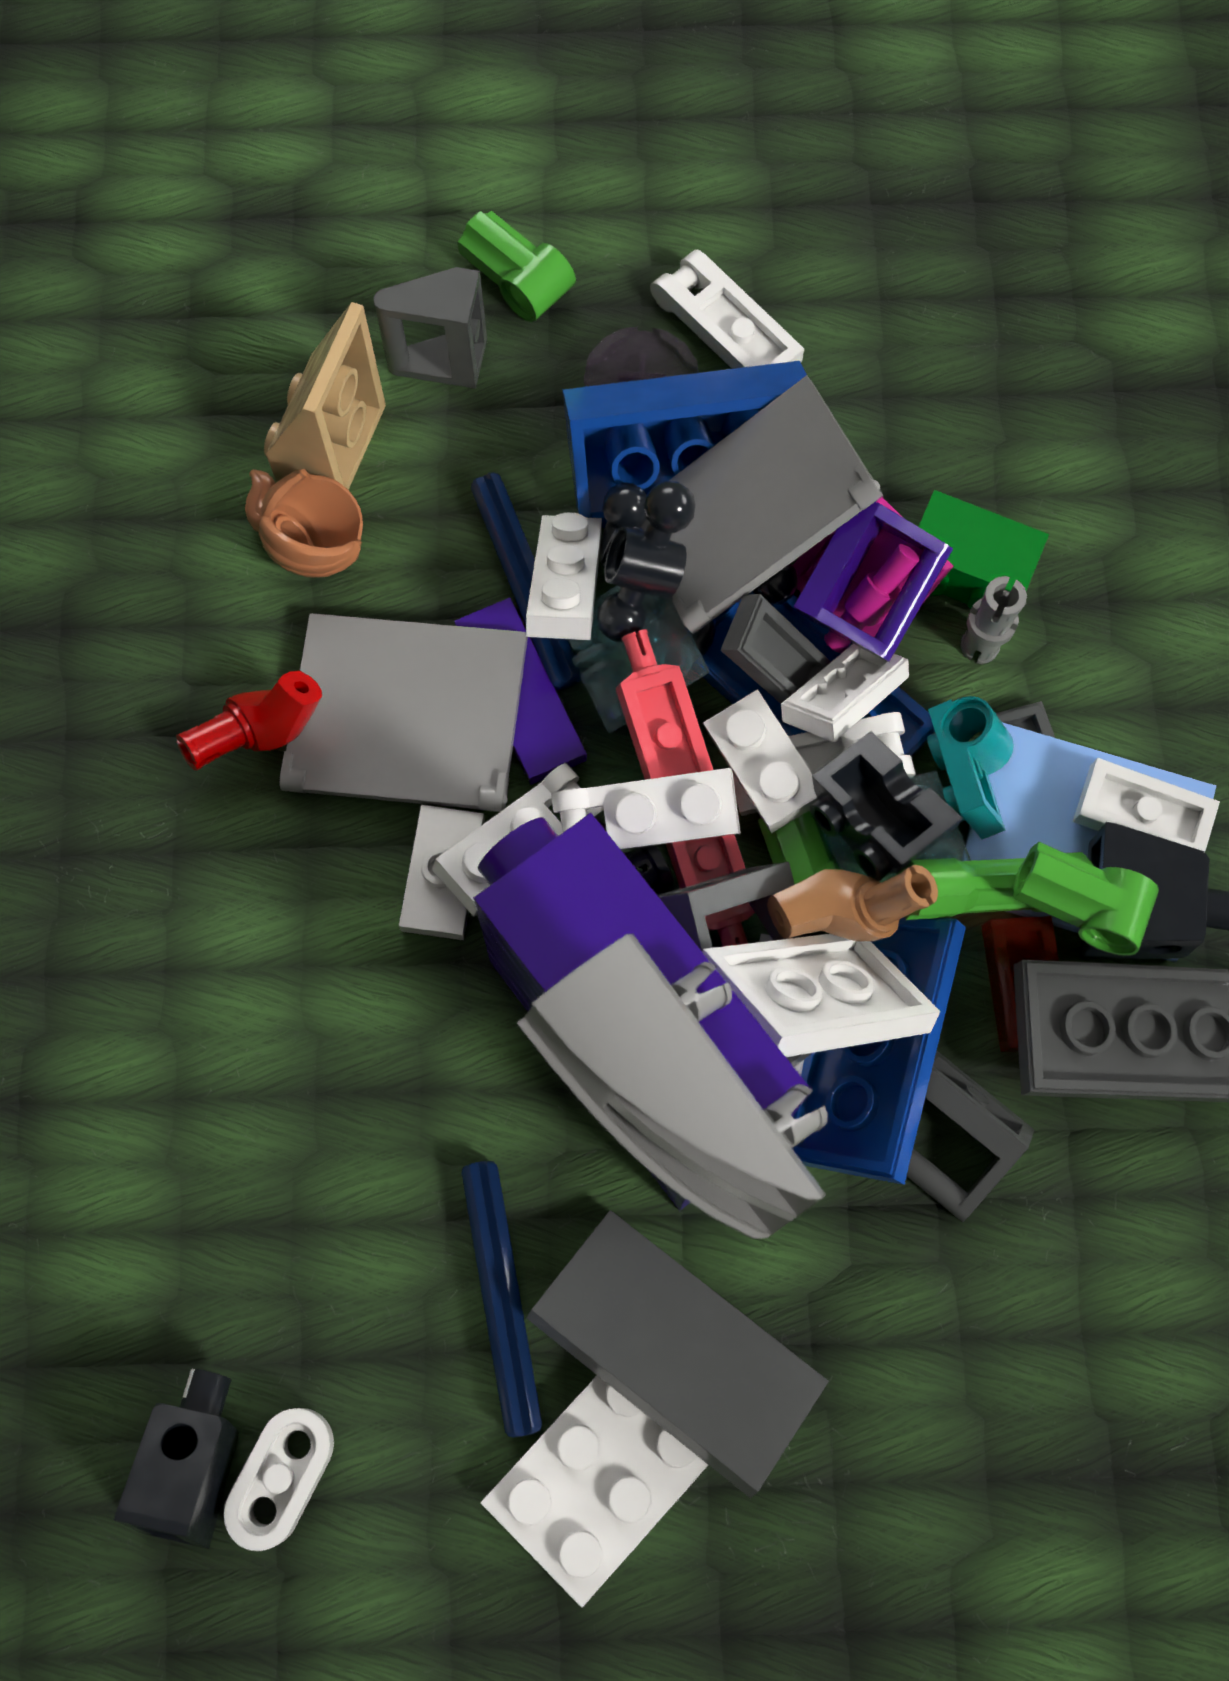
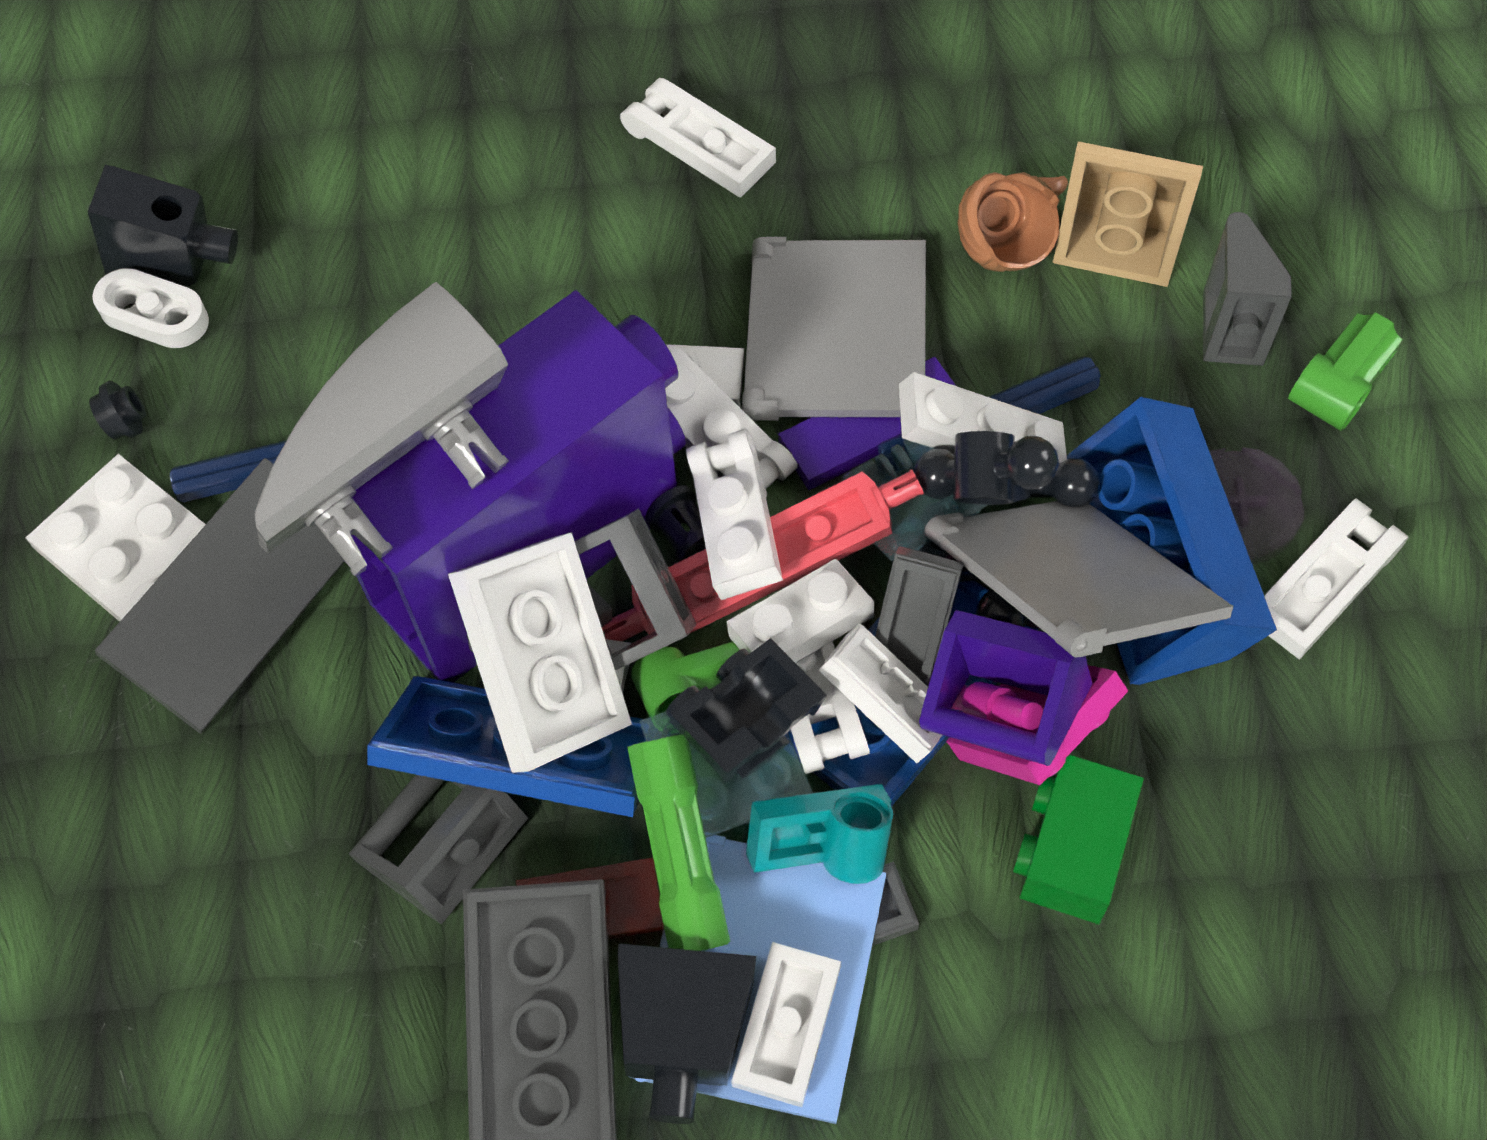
camera: 90 degrees right, 10 degrees down
(128, 835) = (699, 136): none -> white plate
(254, 720) = (813, 206): red arm -> none
(423, 1506) = (118, 410): none -> black plate
(851, 903) = (643, 680): medium nougat arm -> none
(992, 618) = (980, 840): light grey pin -> none
(1105, 903) = (647, 931): bright green piece -> none

